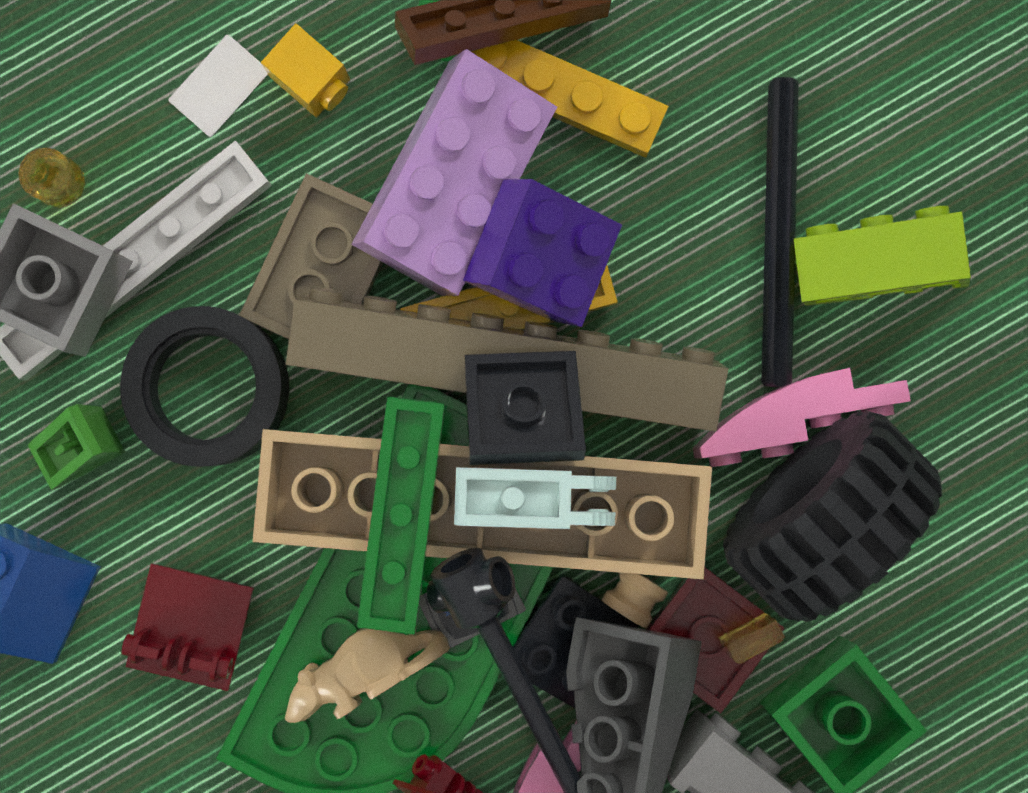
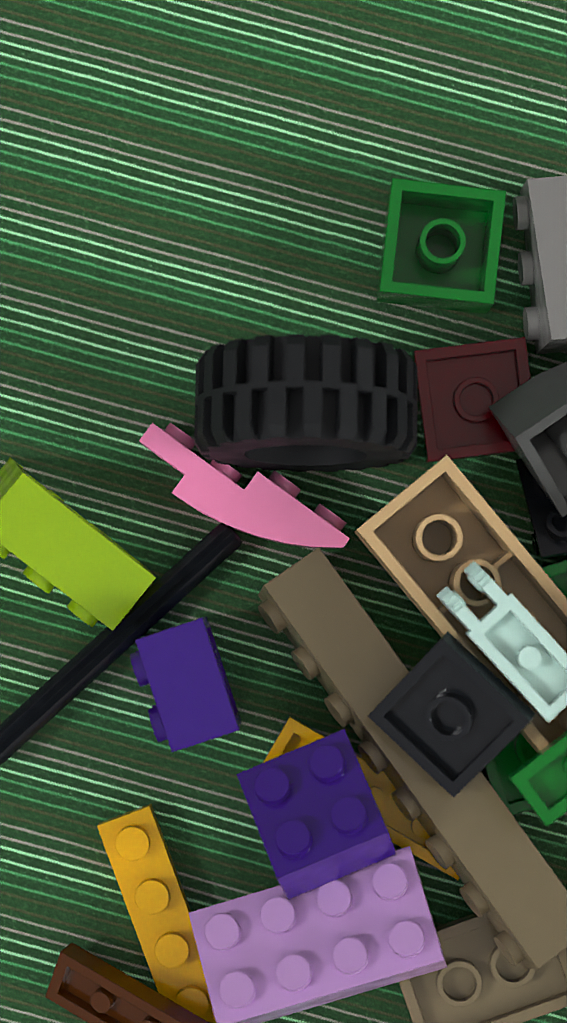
camera: 135 degrees left, 0 degrees up
(635, 597) = (502, 483): tan wheel -> none
(713, 253) = (187, 685): none -> dark purple brick
(752, 638) = (450, 371): clear yellow tile -> none

